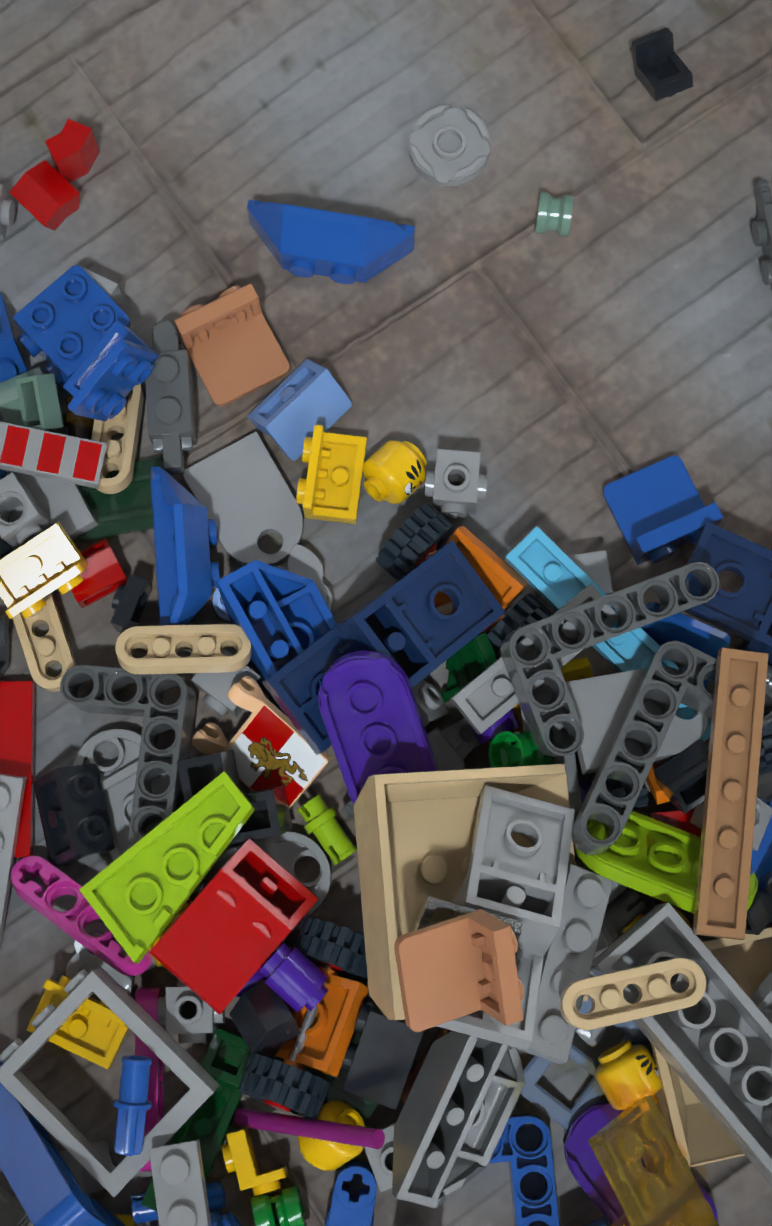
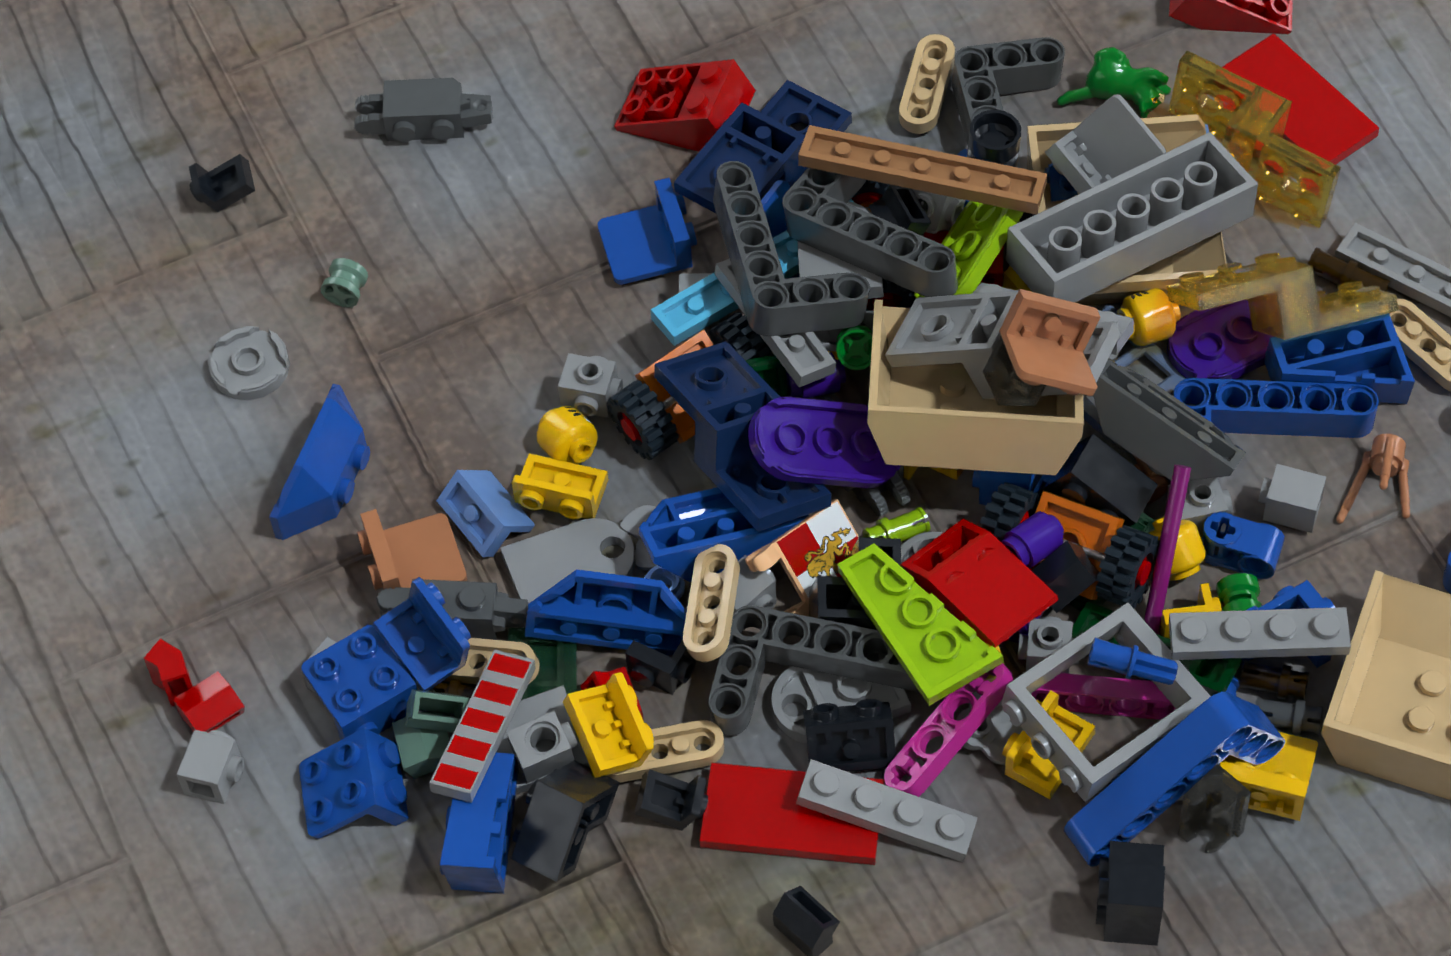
camera: 80 degrees left, 20 degrees down
(653, 987) = (1084, 278): tan plate -> none

